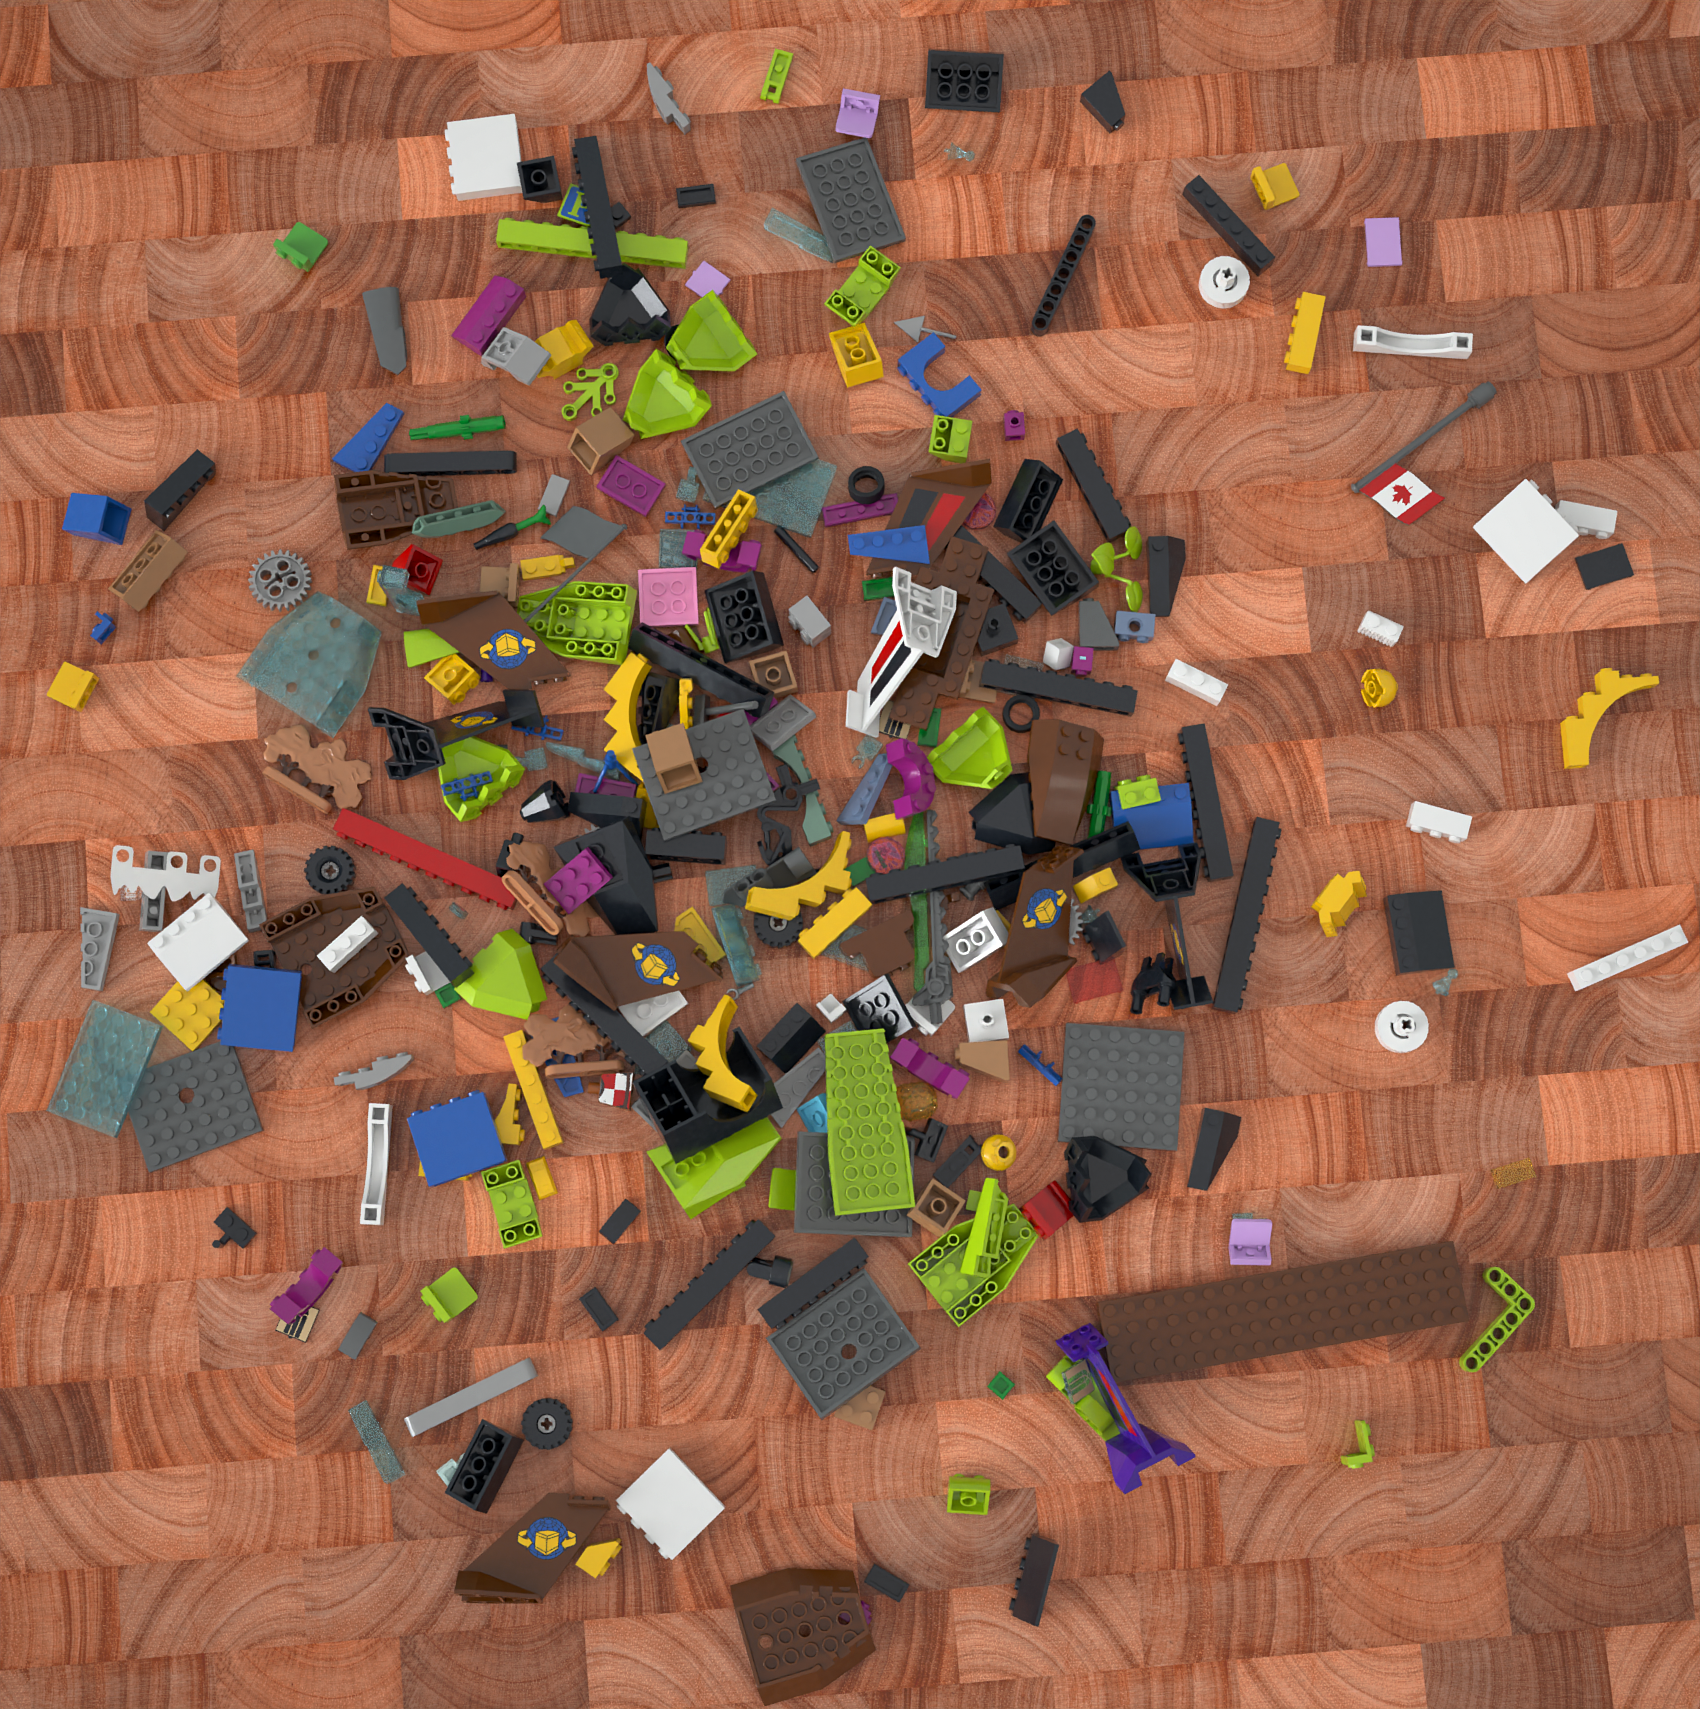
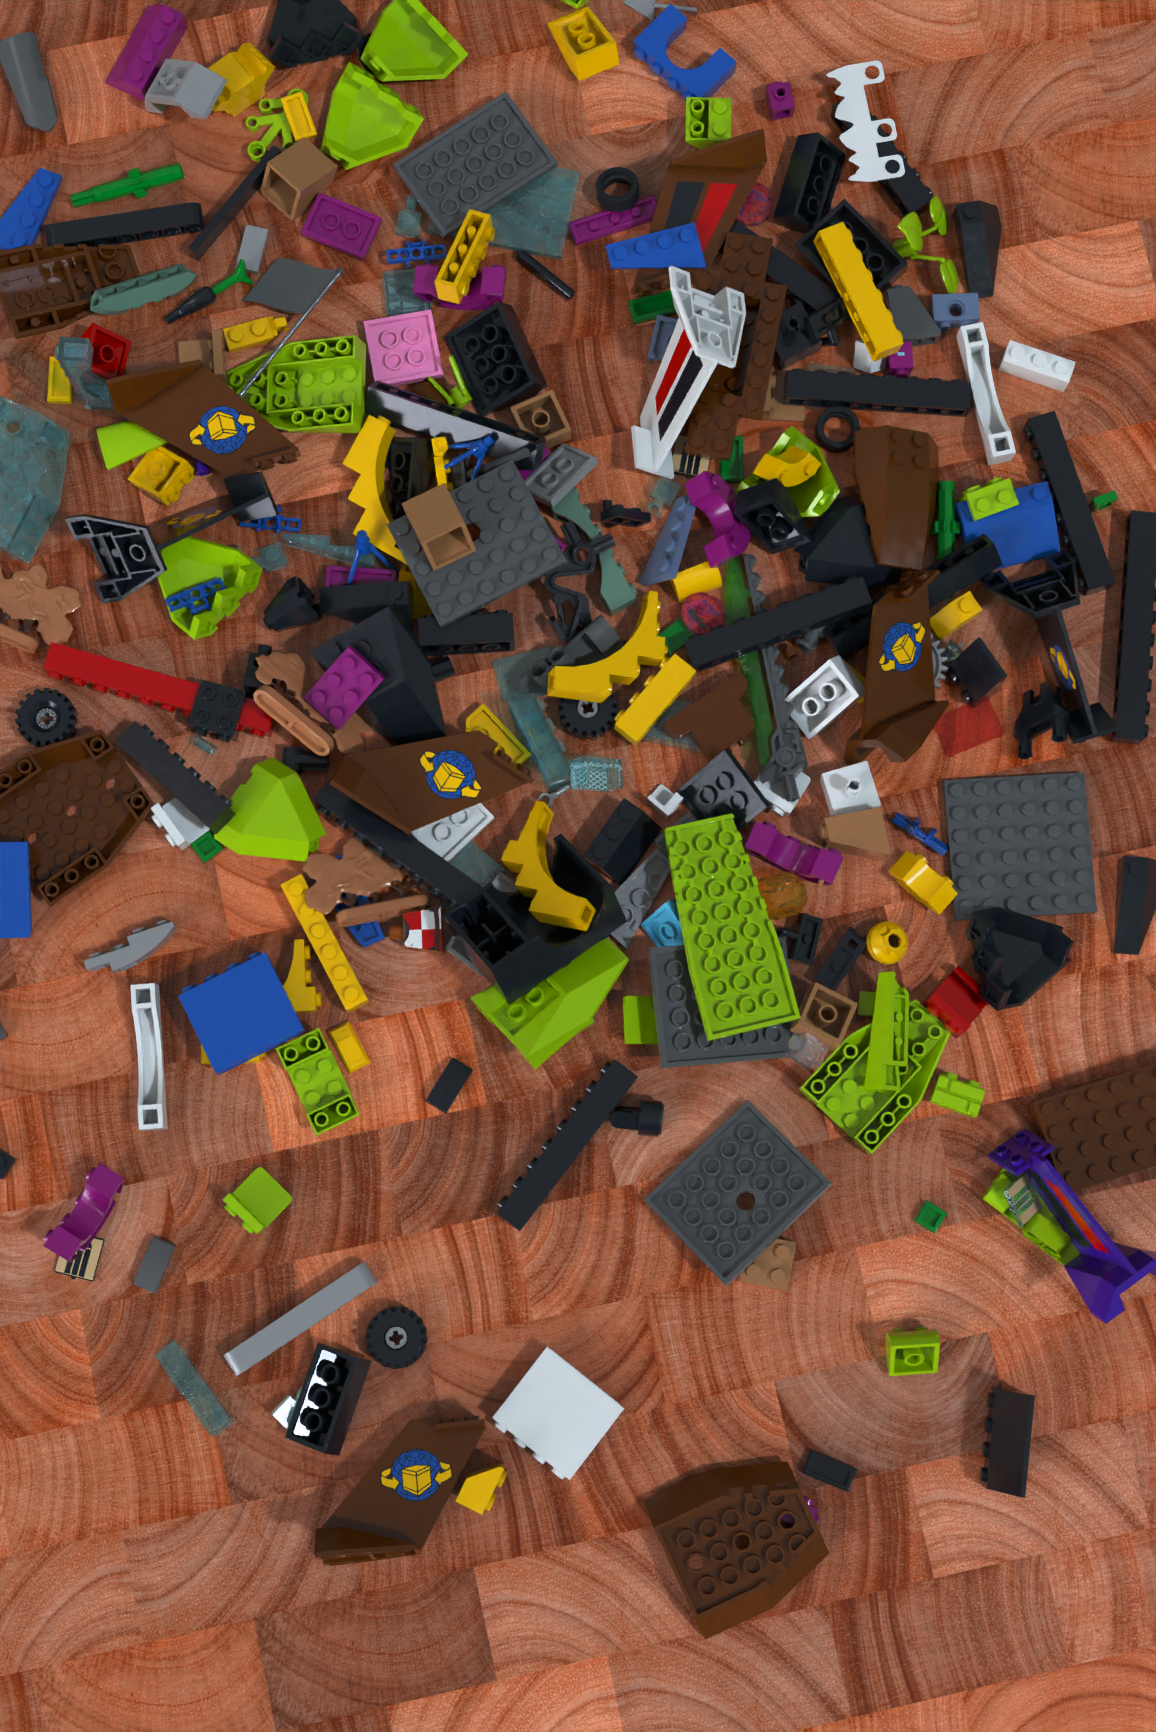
camera: 10 degrees left, 0 degrees up
(347, 944) = (79, 801): white brick -> none
(471, 883) = (217, 711): none -> black bracket
(543, 456) = (231, 207): none -> black tile
(598, 1309) = (439, 1192): black tile -> none
(608, 388) = (298, 116): none -> yellow tile
(716, 695) = (477, 448): none -> blue plant
(776, 979) = (596, 774): none -> clear light blue panel
(809, 622) = (574, 354): light grey brick -> none
(813, 1283) = (690, 1126): black brick -> none
(824, 763) = (618, 515): none -> black plate
(917, 1233) = (807, 1050): none -> clear brick
(953, 782) = (771, 516): none -> black slope
(972, 743) = (789, 467): none -> yellow brick
(1022, 623) = (826, 320): none -> black plate
(1035, 1106) = (922, 882): none -> yellow brick
(1036, 1287) = (957, 1095): none -> lime brick
(1053, 602) = (858, 291): none -> yellow brick
(1079, 465) = (863, 134): none -> white piece
(1148, 701) = (991, 422): none -> white arch
(1235, 805) = (1103, 501): none -> green tile

